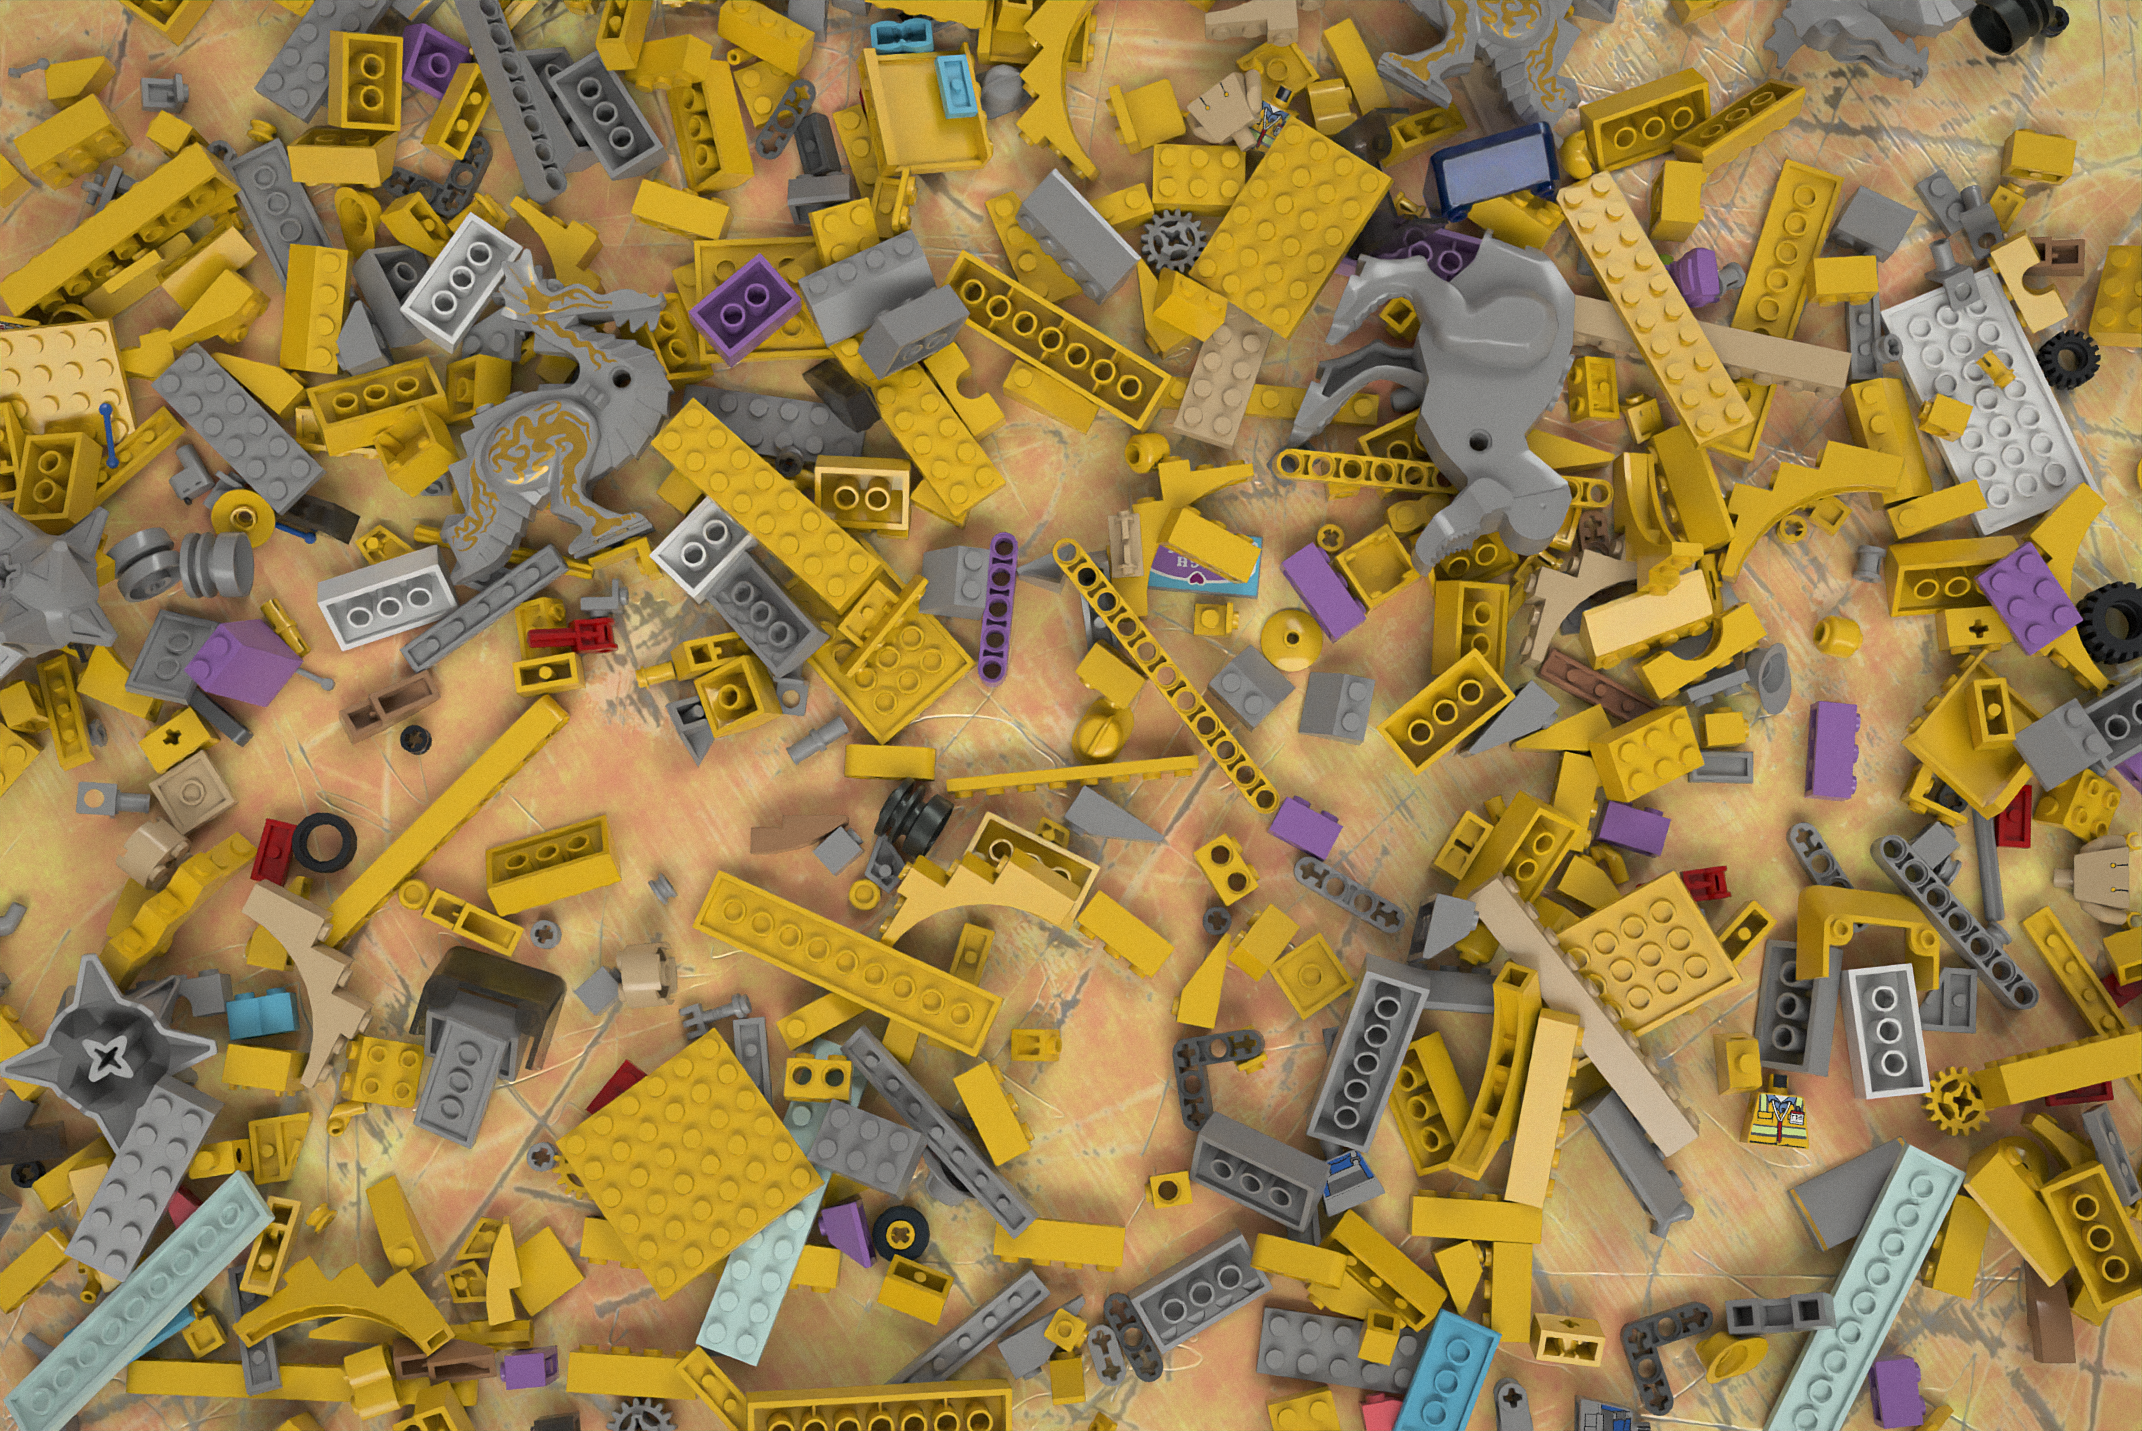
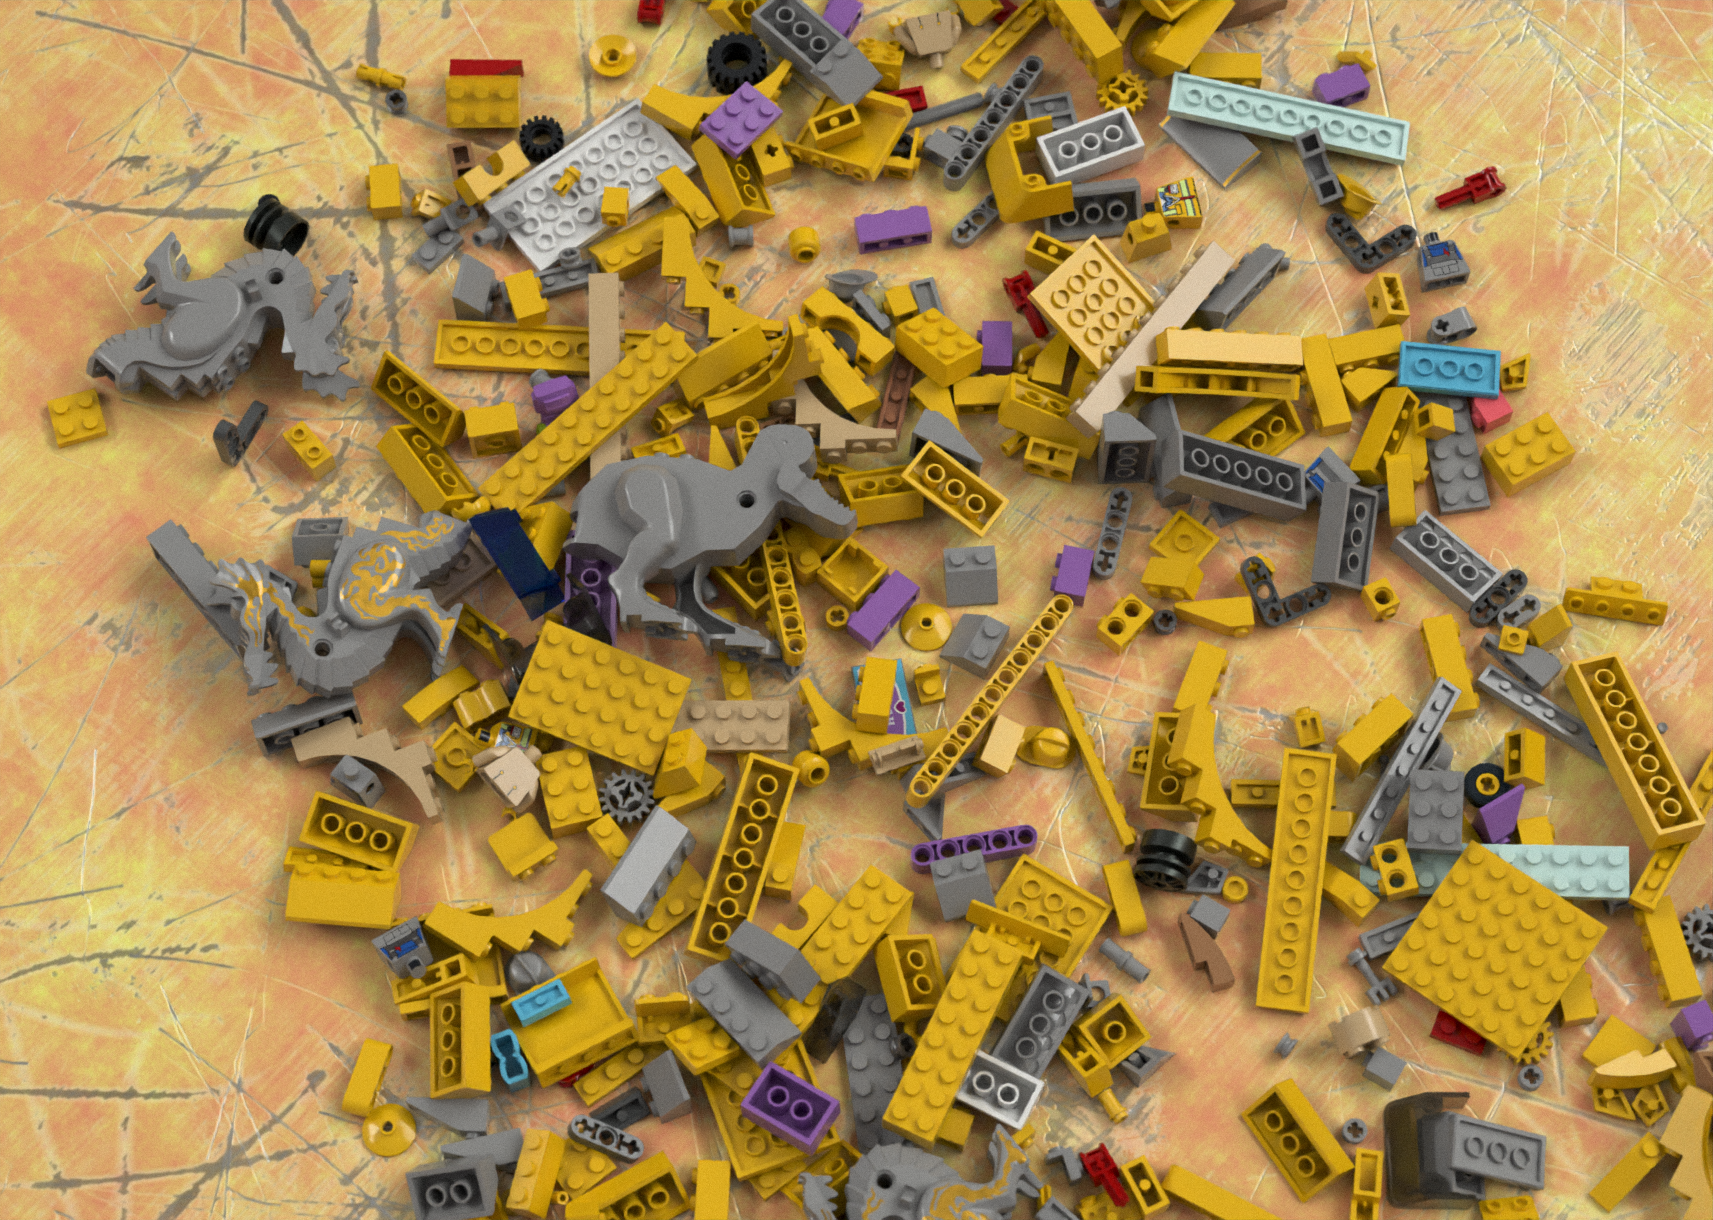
camera: 110 degrees left, 15 degrees down
(1103, 819) = (1116, 725): light grey slope -> none

